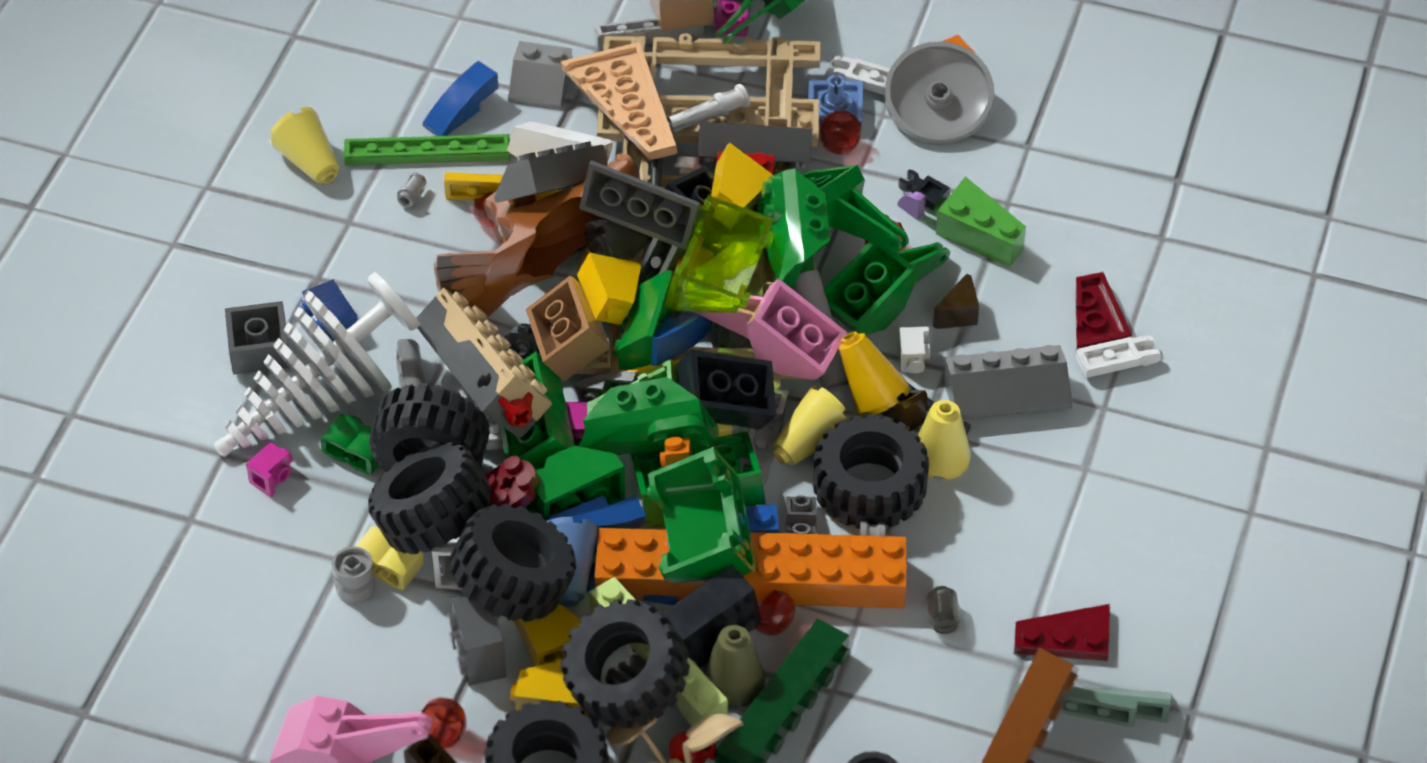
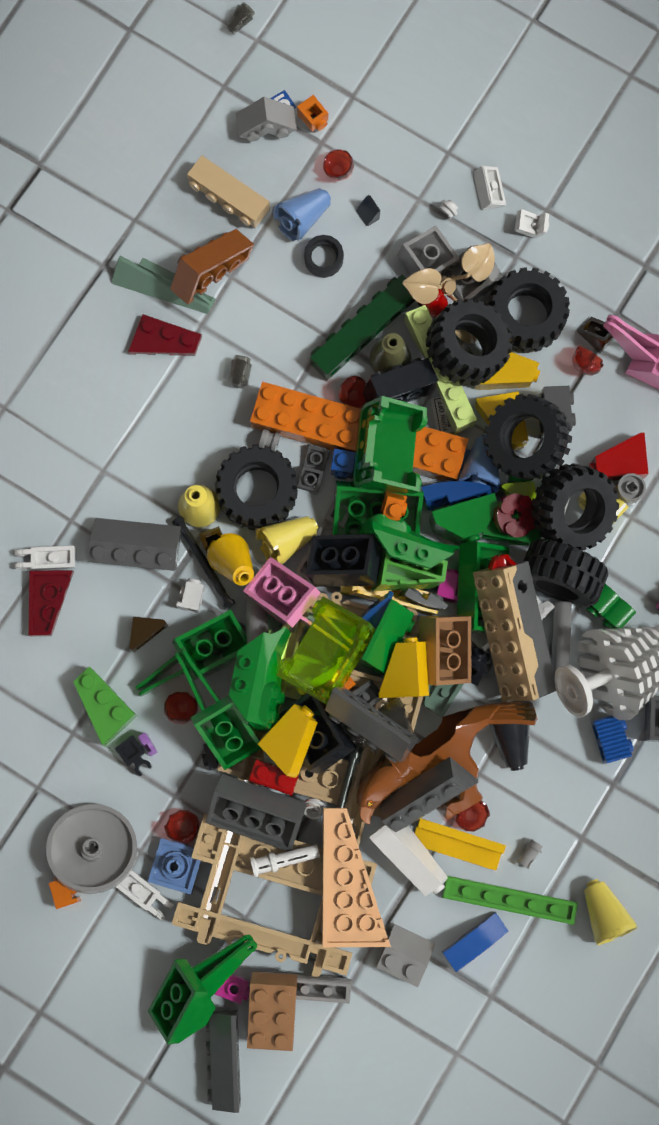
camera: 170 degrees left, 30 degrees up
(370, 611) = (623, 459): none -> red slope

